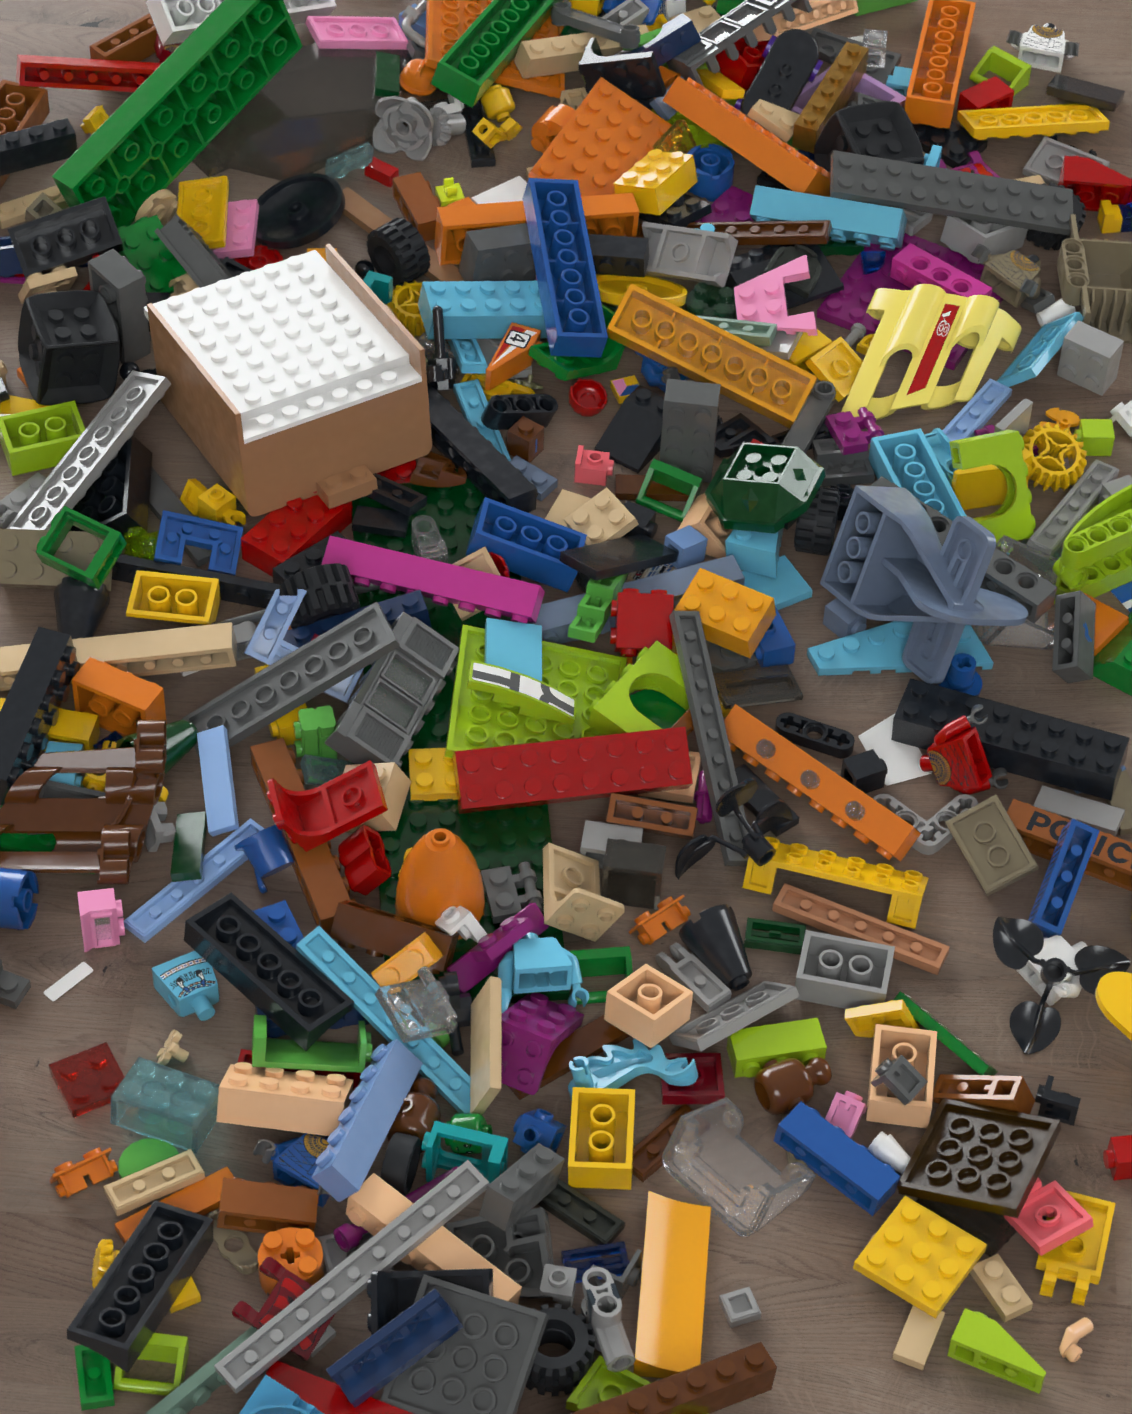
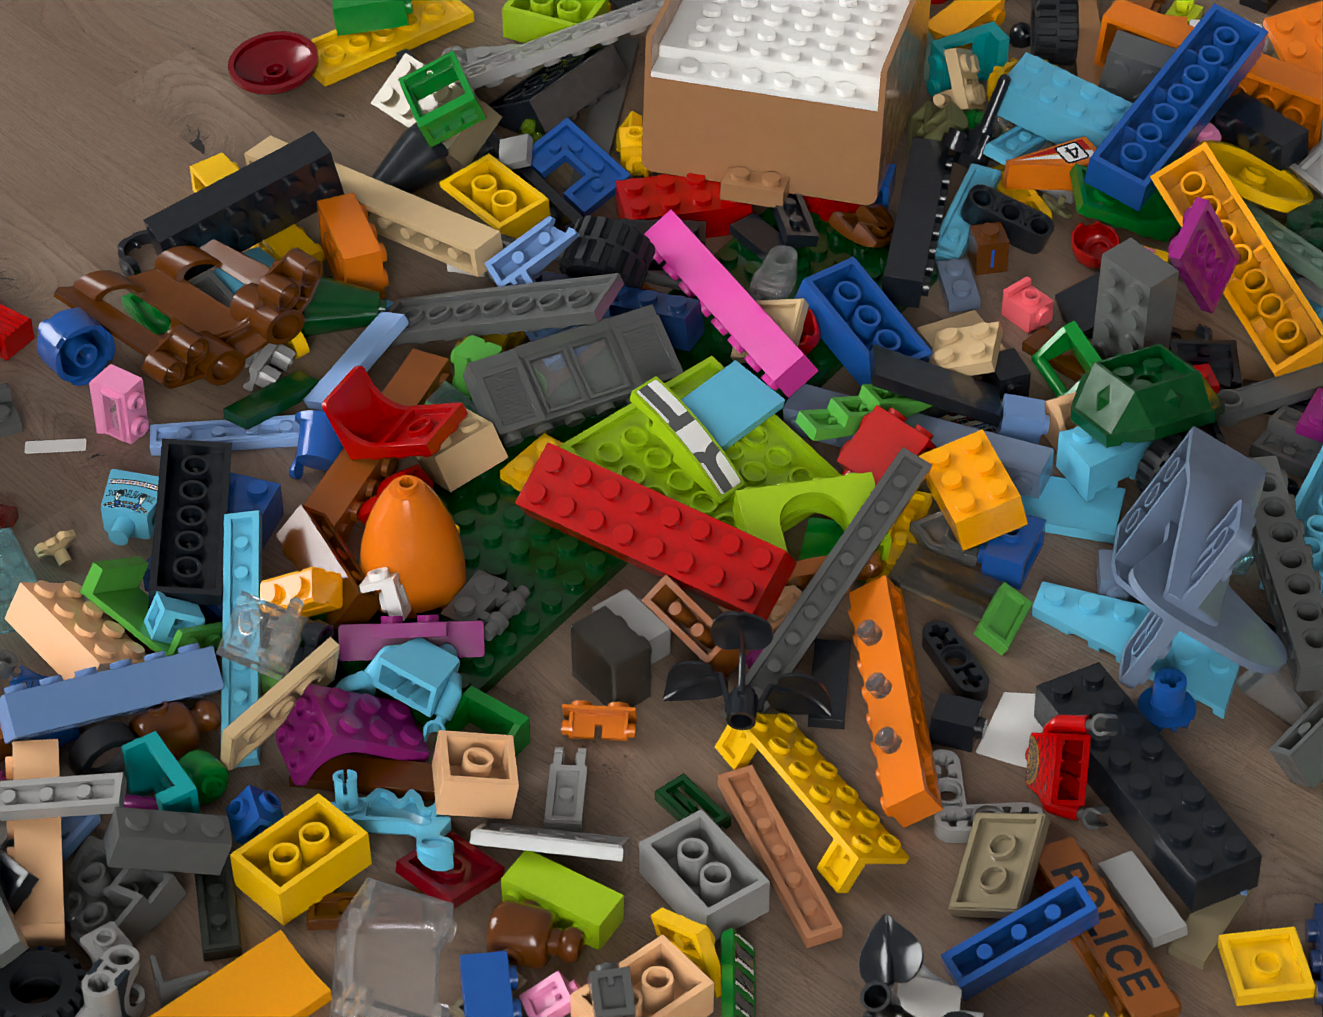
camera: 45 degrees right, 5 degrees down
(152, 557) = (516, 151): none -> light grey tile
(336, 1042) = (169, 615): none -> medium azure brick
(574, 896) = (533, 643): tan bracket -> none
(615, 1265) = (173, 966): clear blue tile -> none
(713, 359) = (1203, 254): none -> magenta plate
(719, 945) = (616, 772): black cone -> none
(812, 688) = (1003, 618): none -> bright green tile

